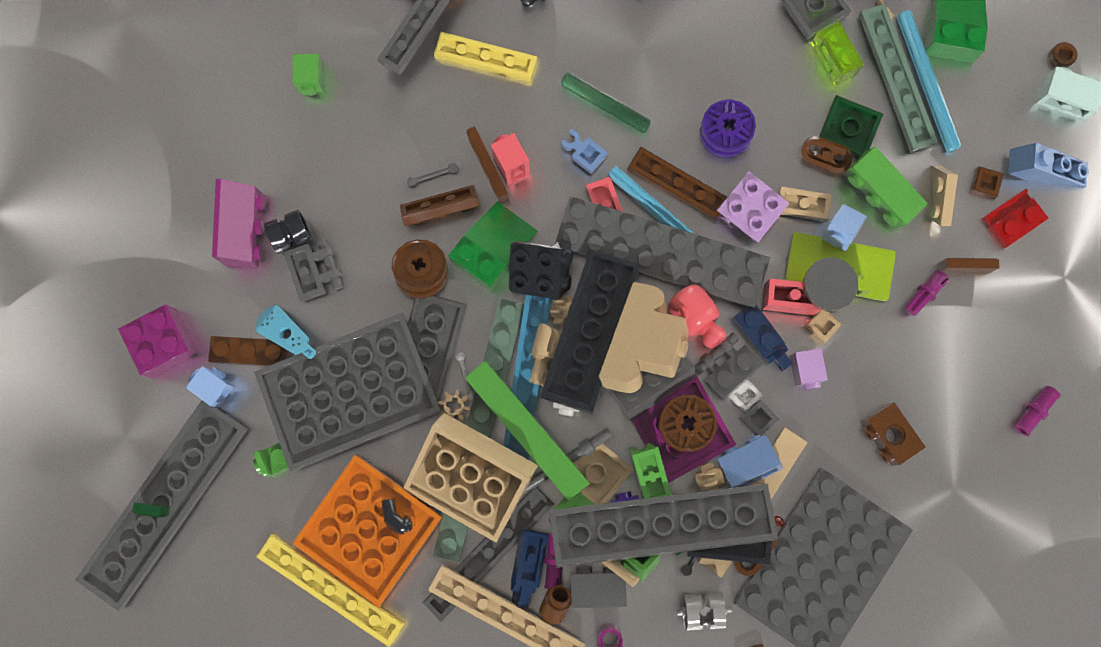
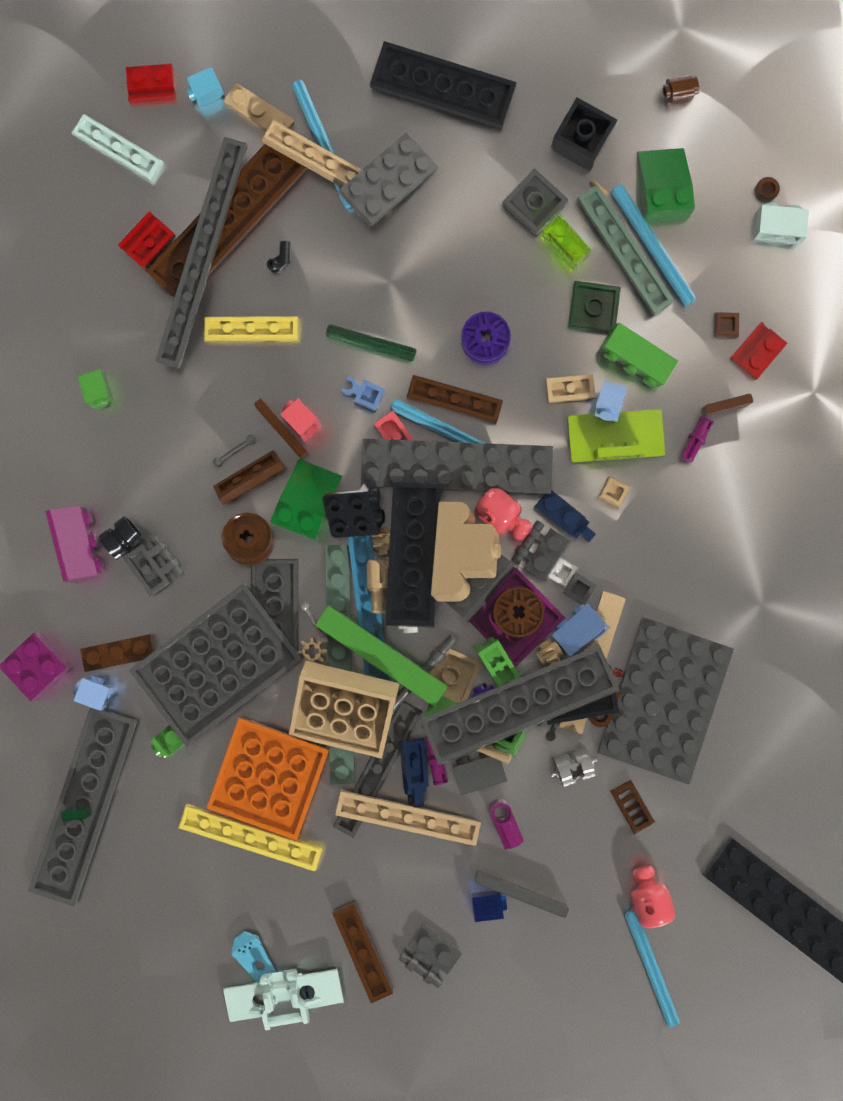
camera: 20 degrees left, 5 degrees up
(279, 323) = (137, 625): medium azure piece -> none
(393, 520) = (287, 764): black arm -> none
(555, 604) = (446, 796): reddish brown brick -> none
(752, 207) = (526, 404): lavender hinge -> none
(787, 297) = (581, 475): coral brick -> none
(809, 368) = (611, 534): lavender brick -> none
(825, 155) = (578, 340): reddish brown plate -> none
(830, 284) = (610, 457): dark grey tile -> none
(906, 440) = (710, 575): reddish brown brick -> none
(942, 194) = (690, 348): tan wing -> none
(1037, 410) = (815, 517): magenta pin -> none
(1047, 165) = (776, 296): medium blue slope -> none

